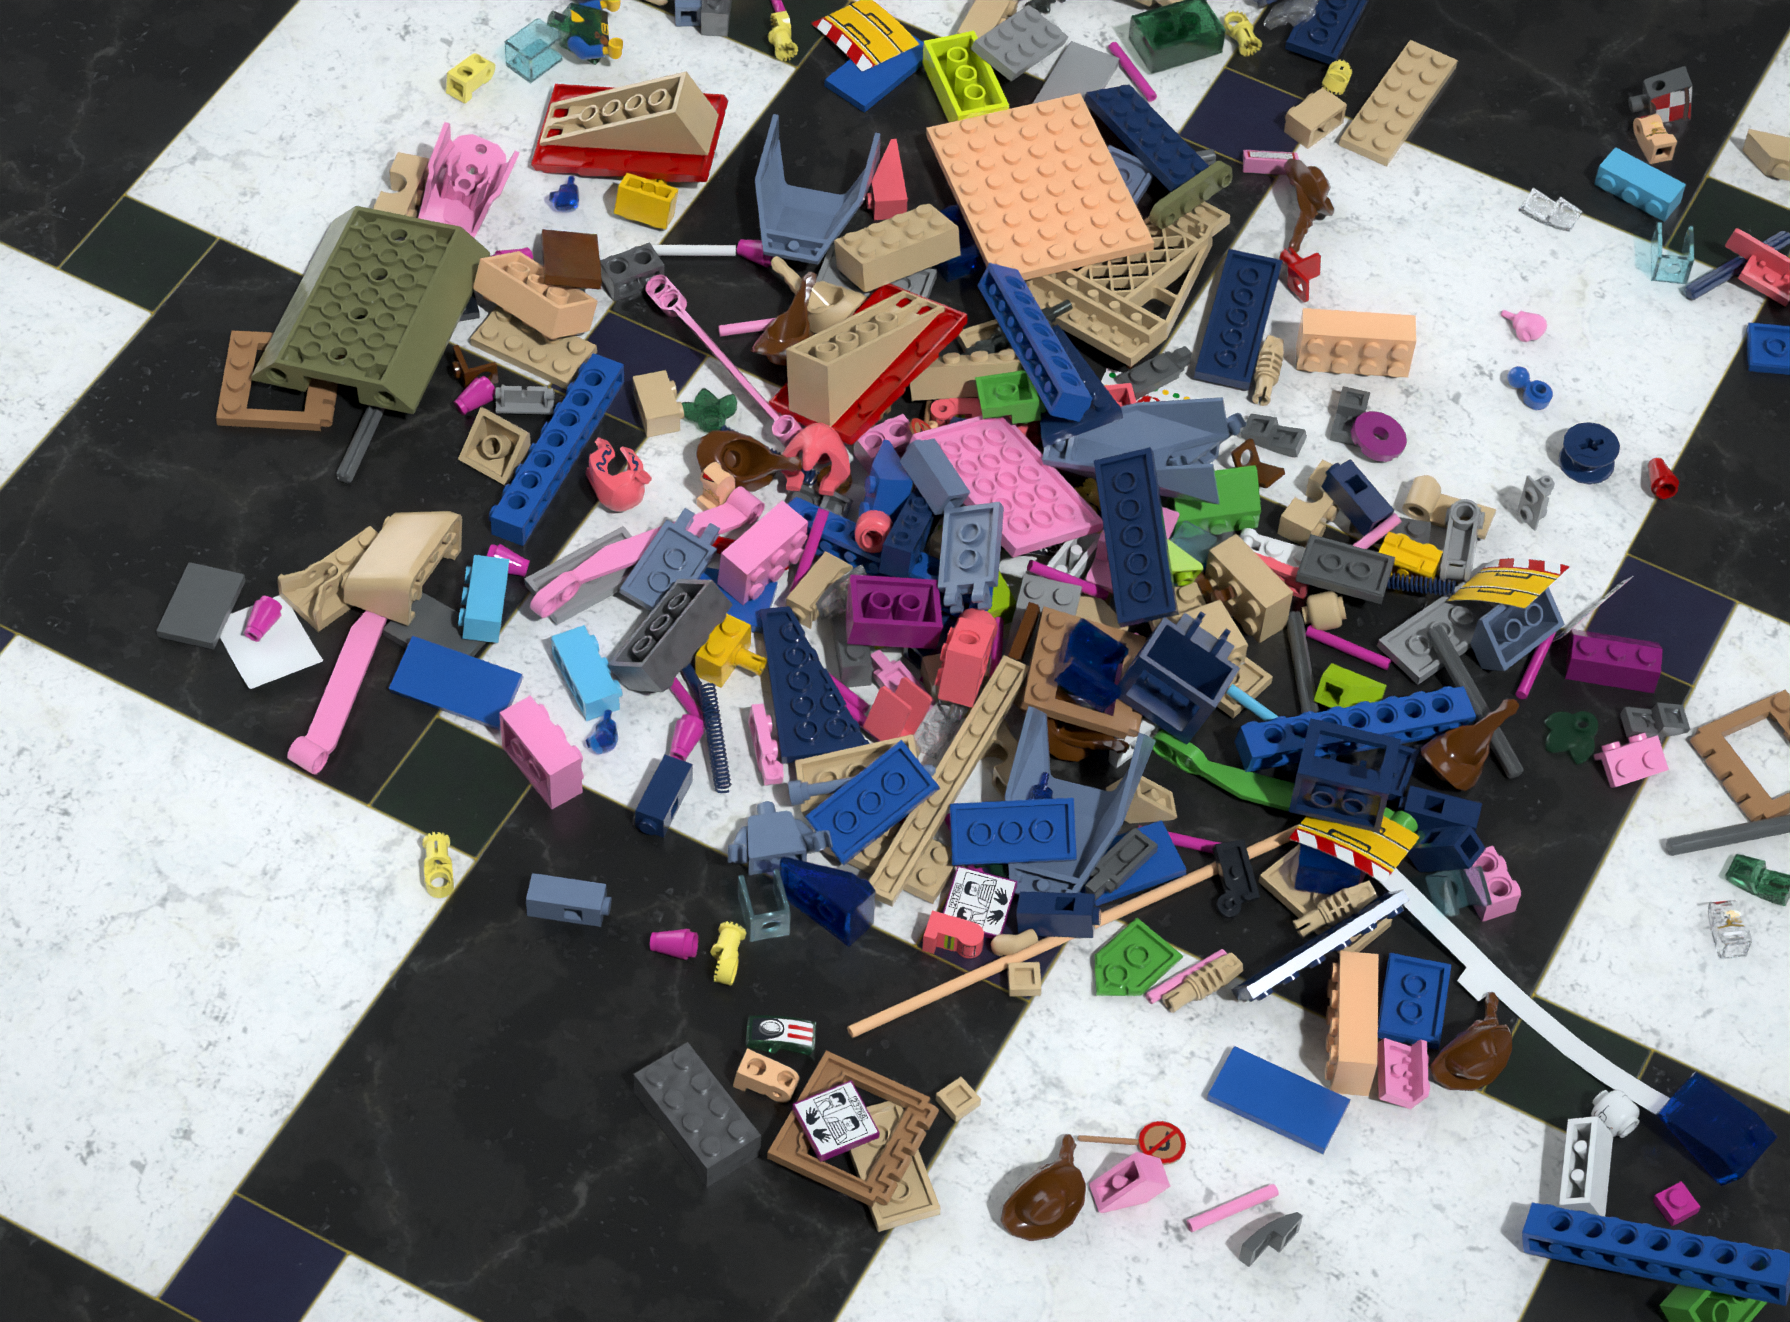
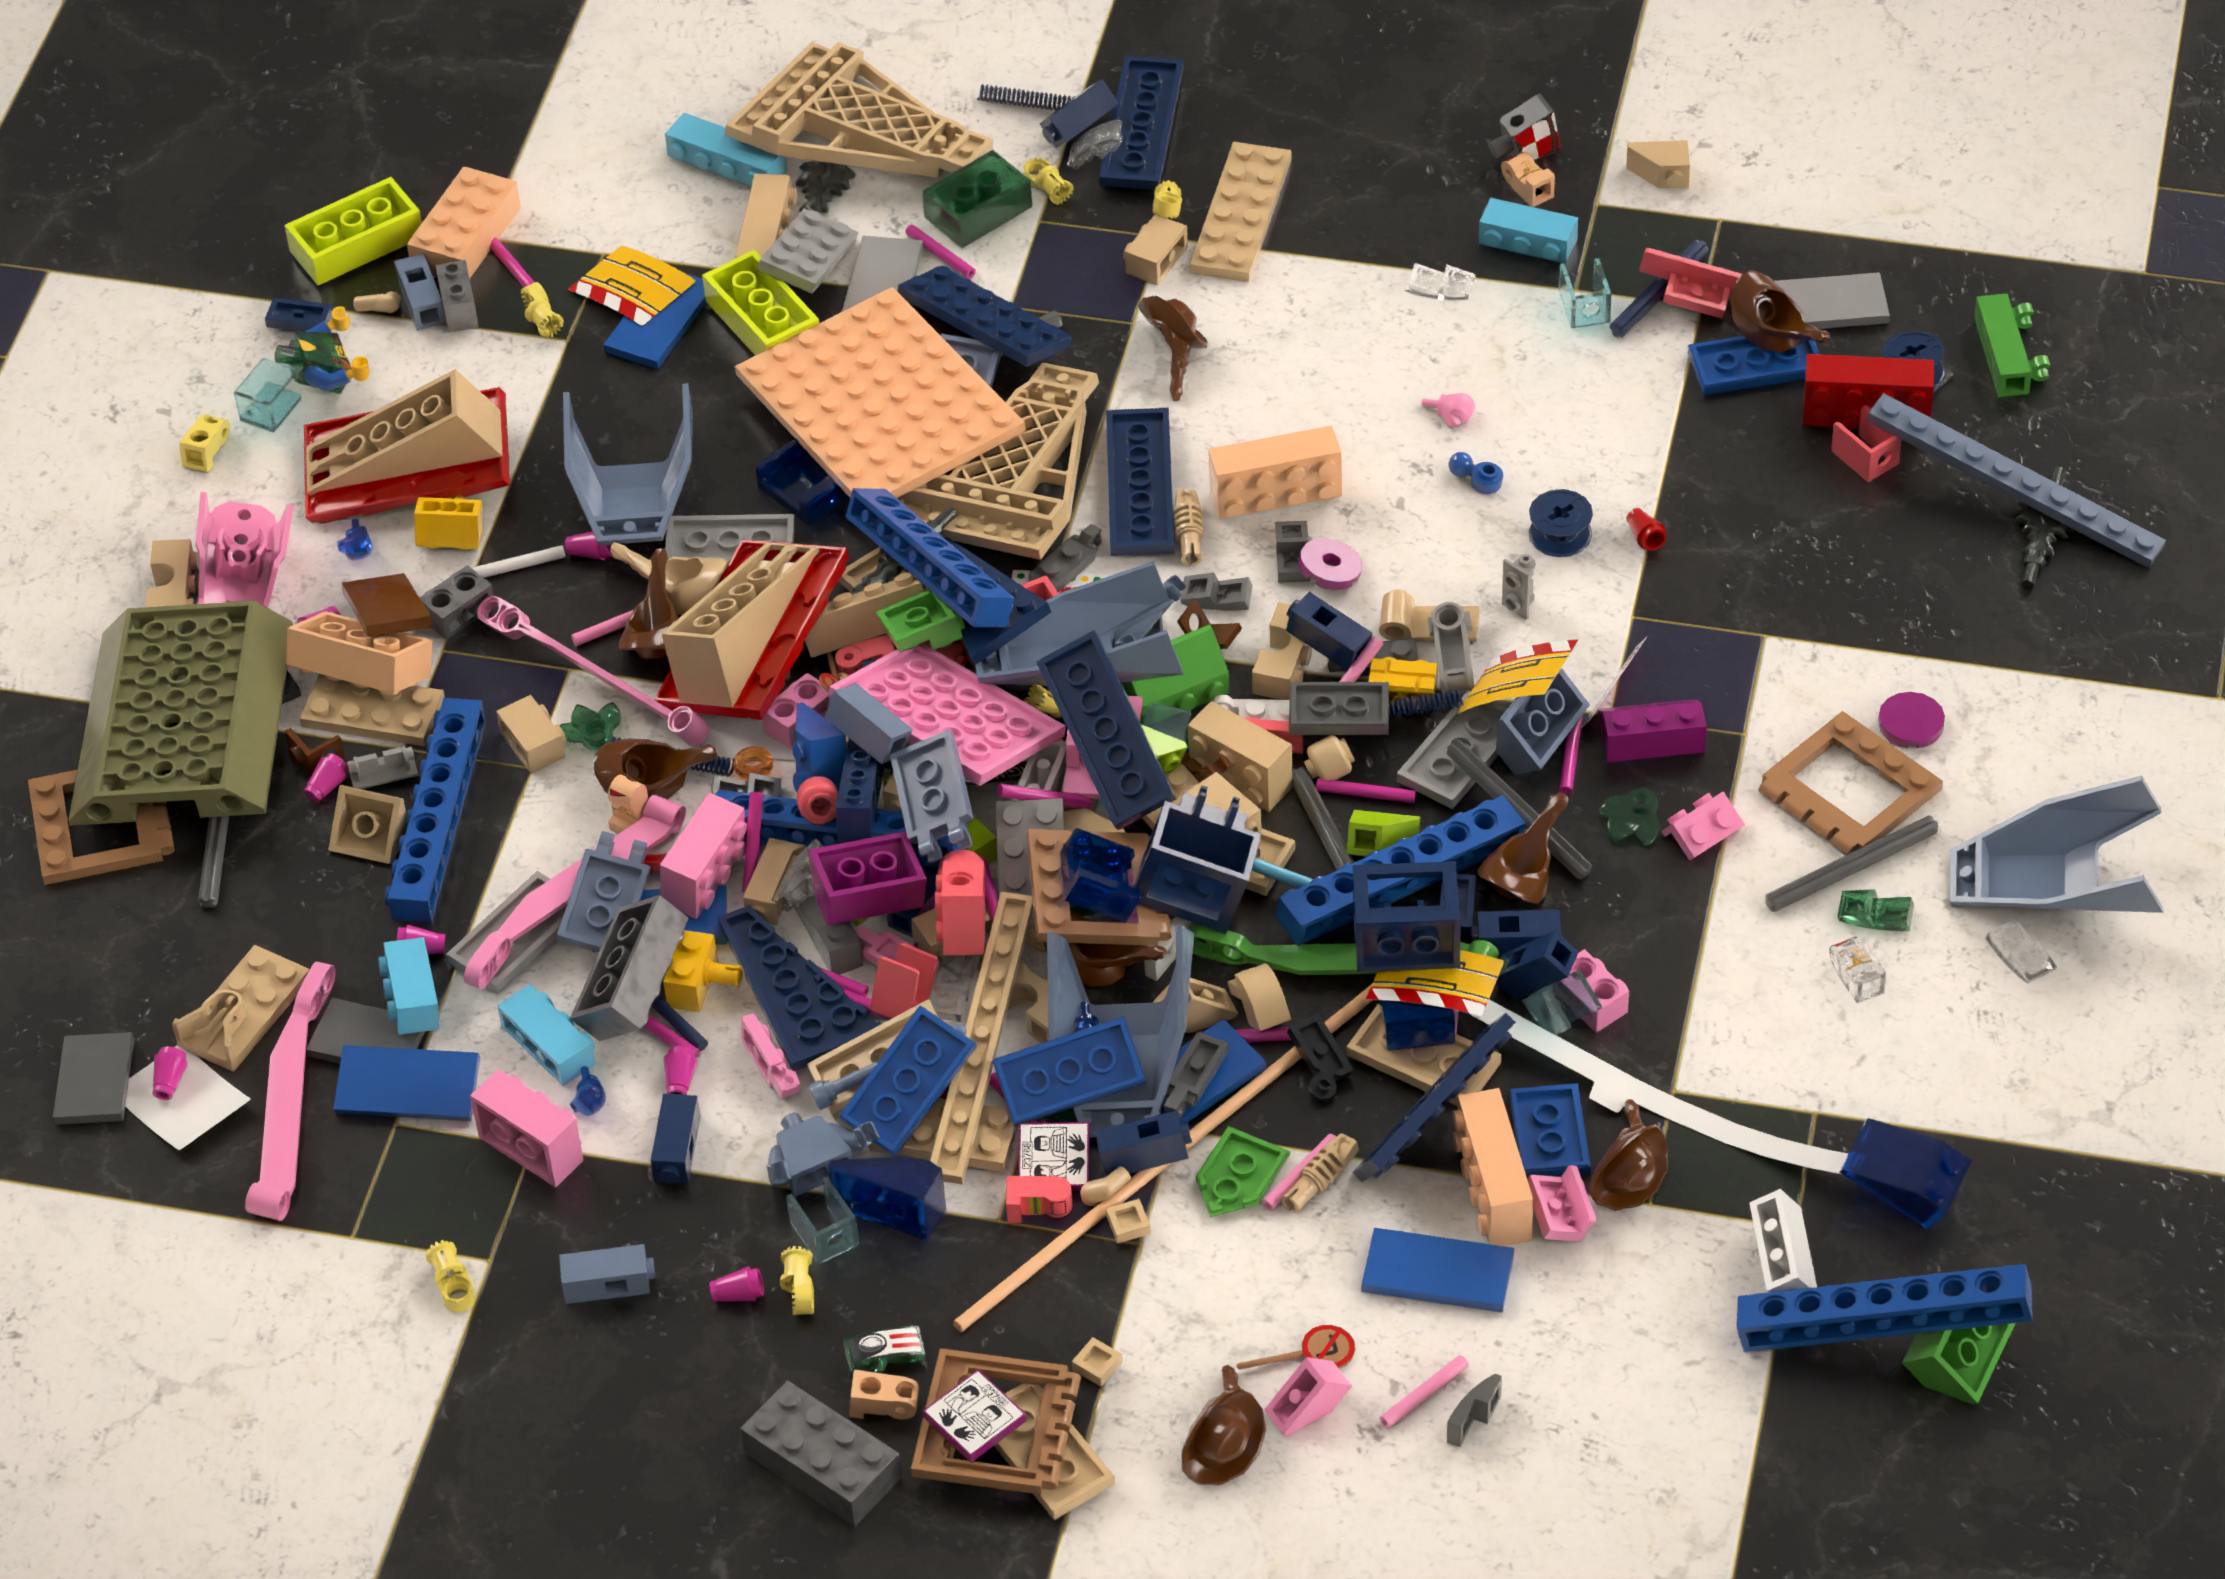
camera: 10 degrees left, 5 degrees down
(401, 561) = (306, 971): tan windscreen -> none
(621, 490) = (516, 836): coral piece -> none
(717, 784) = (713, 1081): dark blue piece -> none
(818, 445) = (728, 729): coral piece -> none
(888, 188) = (713, 443): coral slope -> none
(897, 247) = (744, 499): tan brick -> none
(1025, 632) = (1016, 860): reddish brown tile -> none
(1191, 194) = (1048, 362): olive plate -> none
(1199, 809) = (1260, 996): none -> tan brick
(1266, 161) = (1117, 309): bright pink slope -> none
(1300, 271) = (1191, 414): red bracket -> none
(1336, 908) = (1439, 1056): tan hinge -> none
(1616, 1112) = (1798, 1182): white head -> none
(1661, 720) = (1722, 775): dark grey slope -> none
(1676, 1204) = (1888, 1258): dark pink plate -> none

